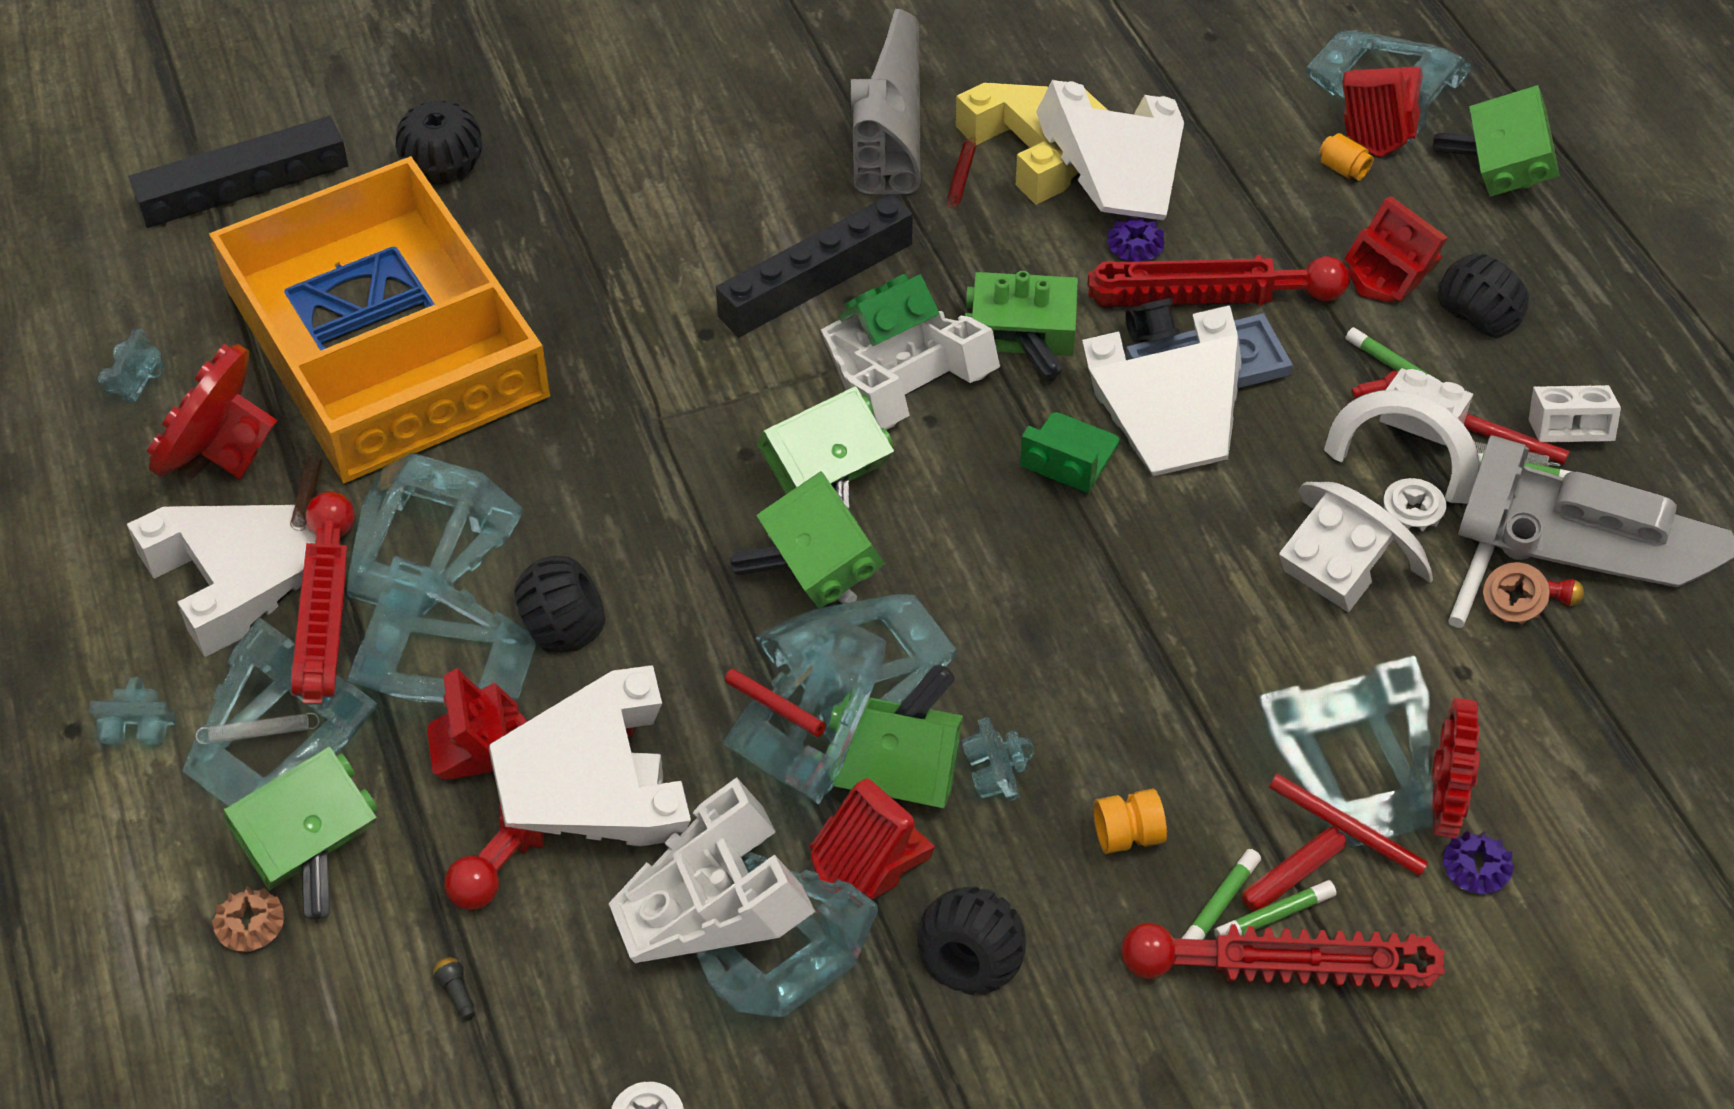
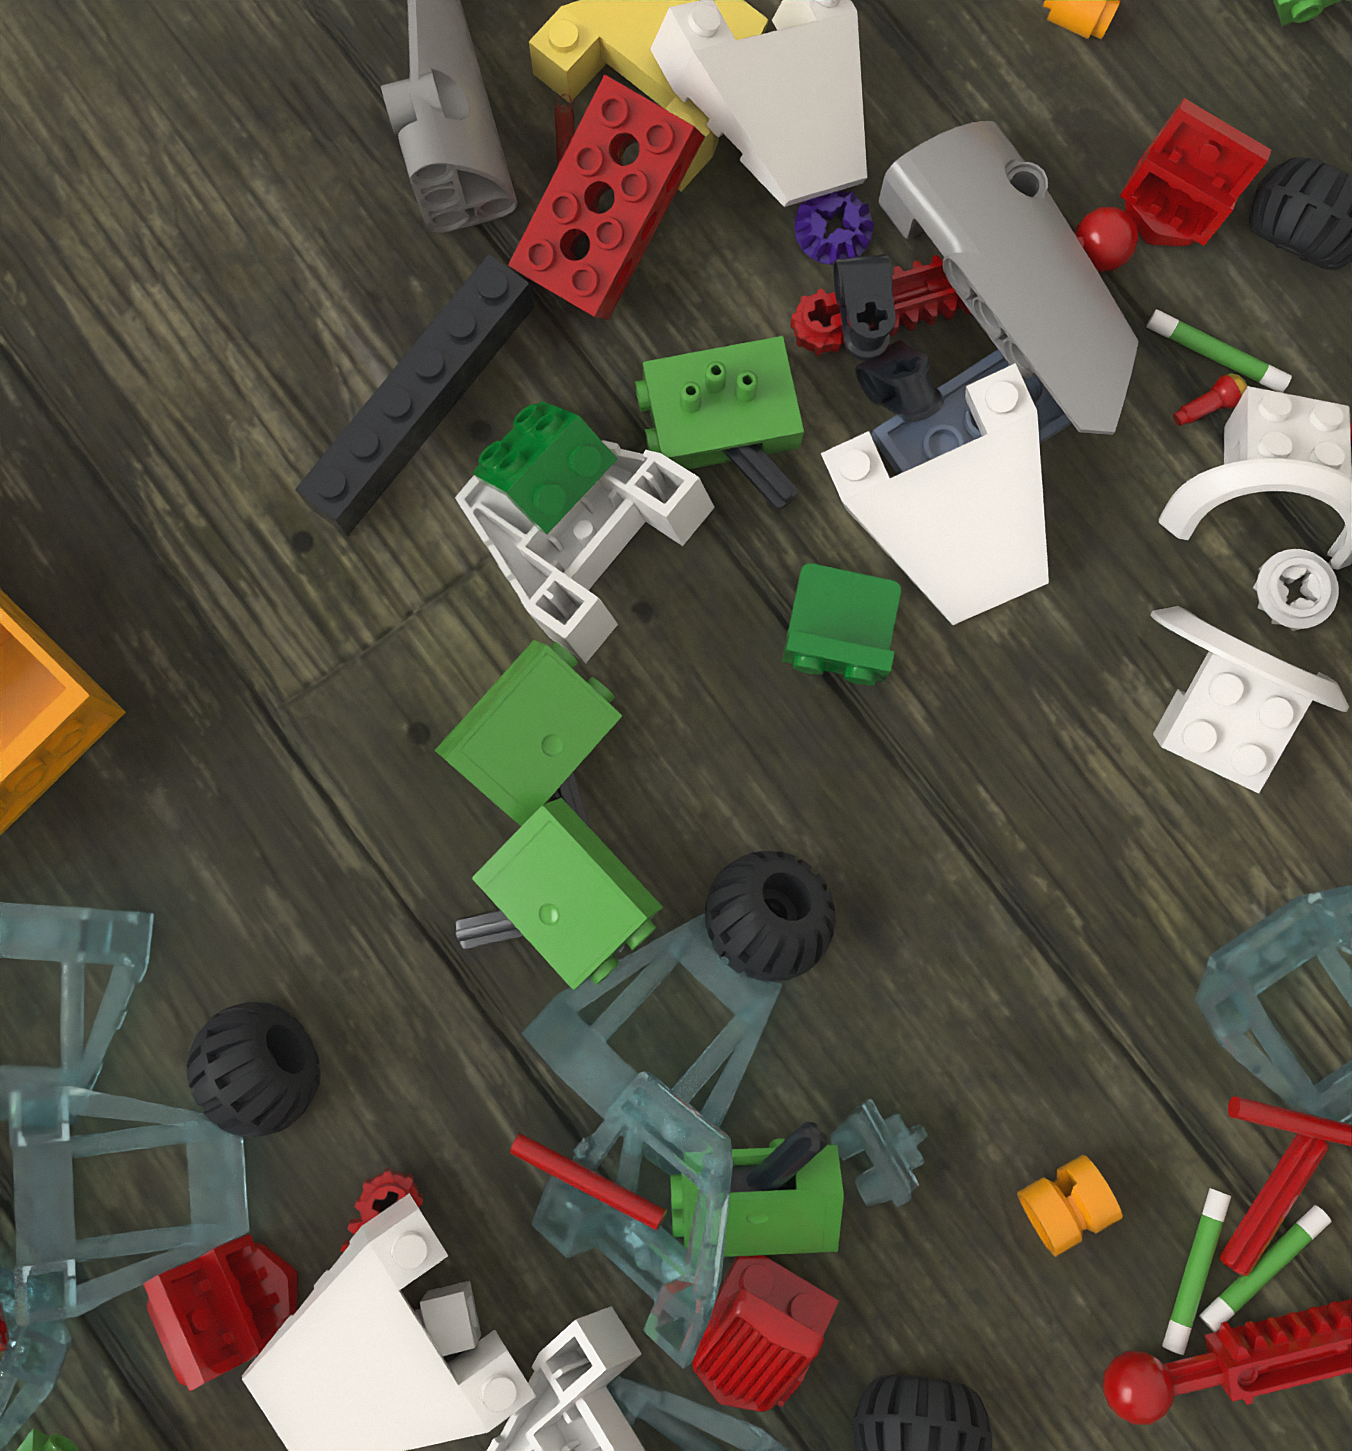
camera: 20 degrees left, 30 degrees up
(961, 598) = (770, 916): none -> black wheel
(980, 181) = (584, 174): none -> red brick
(1138, 266) = (865, 300): none -> black piece
(1248, 264) = (1017, 267): none -> light grey panel

